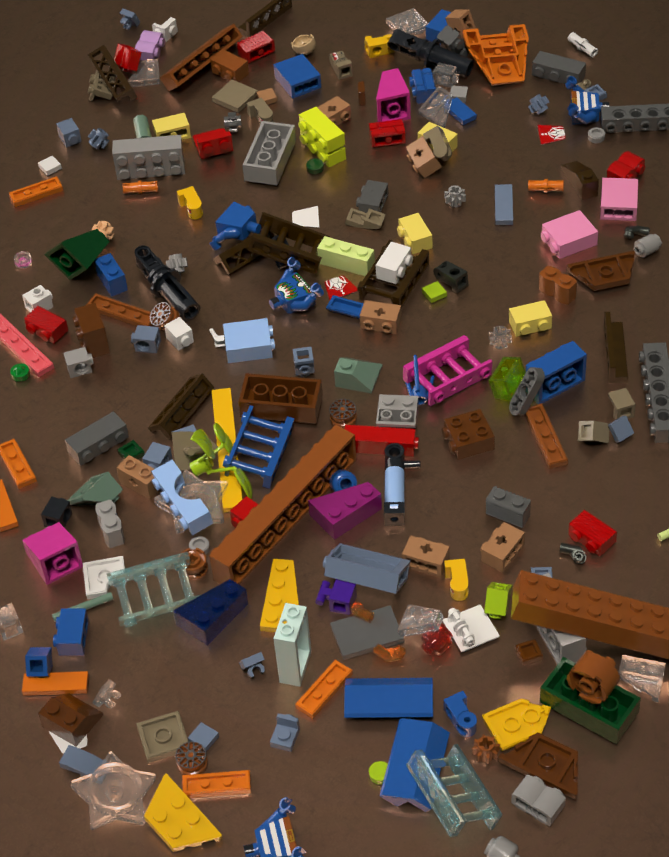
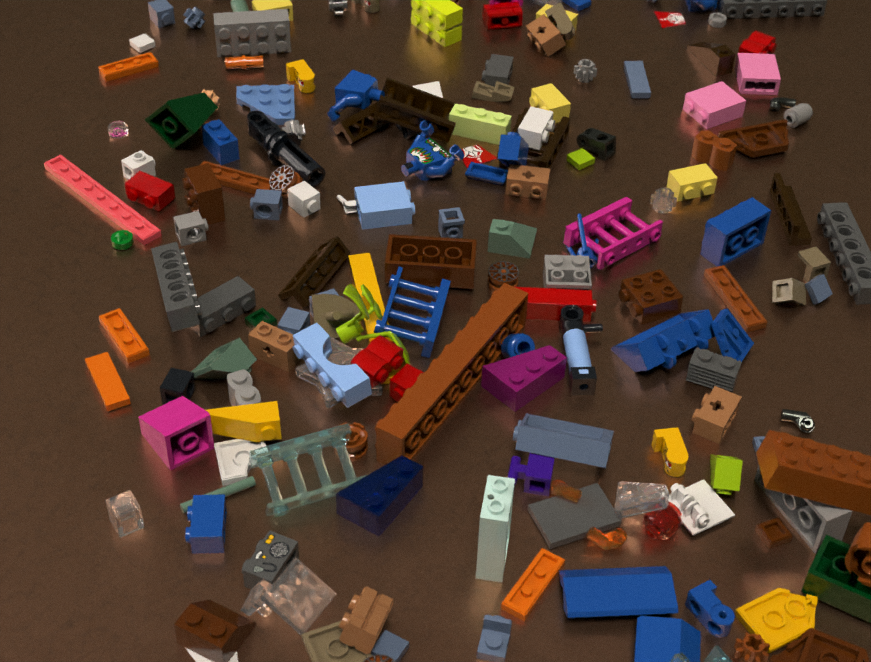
camera: 10 degrees left, 5 degrees down
(39, 661) = (169, 560): blue brick -> none
(56, 684) = (190, 587): orange tile -> none
(60, 421) = (176, 286): none -> dark grey brick
(109, 546) = (247, 422): none -> yellow slope
(118, 665) = (269, 559): none -> dark grey brick
(136, 693) = (298, 596): none -> clear tile
(160, 230) = (273, 100): none -> medium blue plate
(185, 714) = (366, 620): none -> medium nougat brick
(201, 543) = (355, 416): light grey tile -> none
(213, 142) = (320, 23): red bracket -> none
(221, 494) = (379, 359): none -> red brick
(253, 661) = (439, 554): sand blue tile -> none
(269, 153) = (381, 31): light grey brick -> none
(280, 590) = (463, 479): yellow wing -> none
(314, 166) = (430, 45): dark green tile -> none
(368, 287) = (513, 149): none -> blue brick
(426, 555) = (630, 426): medium nougat brick -> none
(474, 477) = (666, 341): none -> blue piece
(507, 377) = (682, 239): clear neon green brick -> none
(529, 476) = (731, 336): none -> blue wing
(532, 380) = (719, 245): dark grey beam -> none
(545, 185) = (677, 62): orange pin -> none
(592, 533) = (816, 397): red brick -> none

